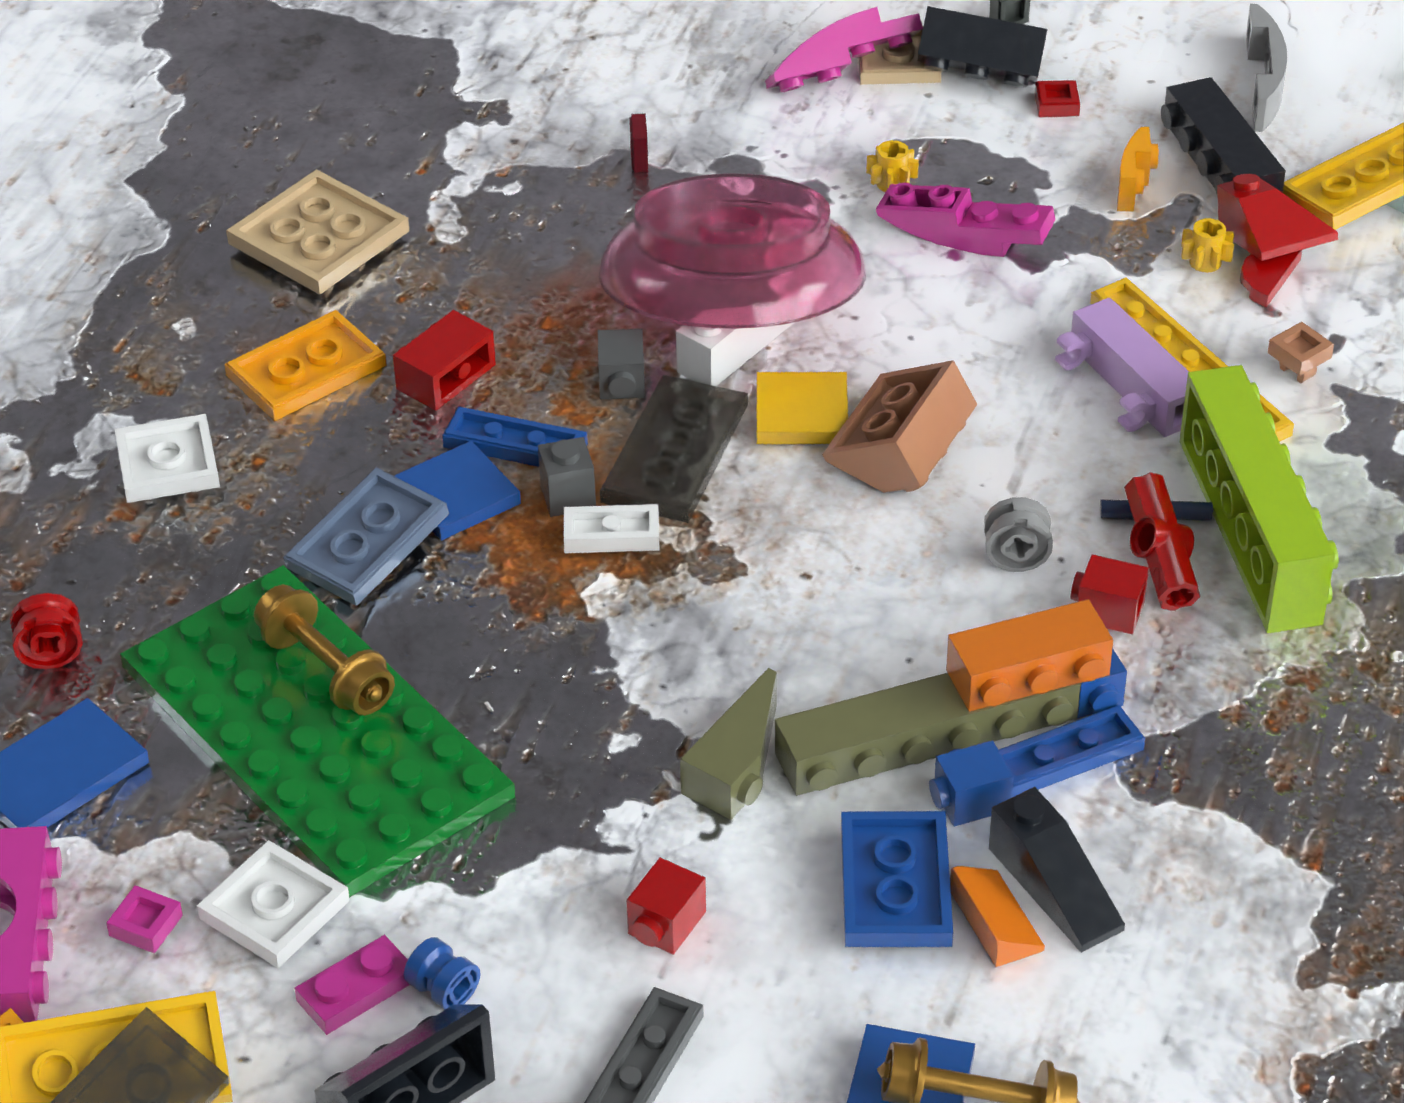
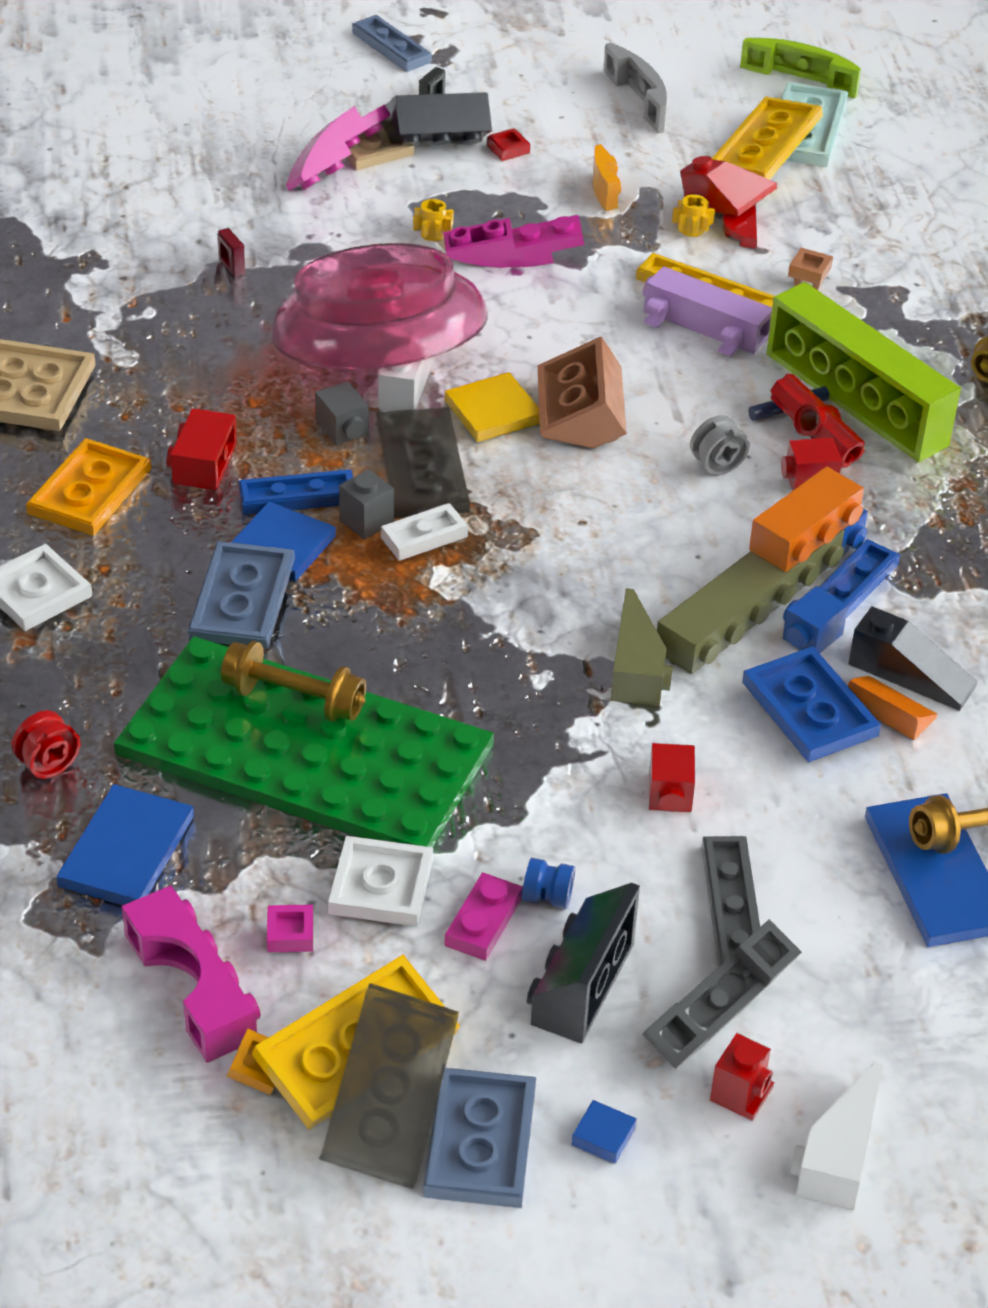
camera: 30 degrees left, 0 degrees up
(1217, 134) = (645, 141): black brick -> none

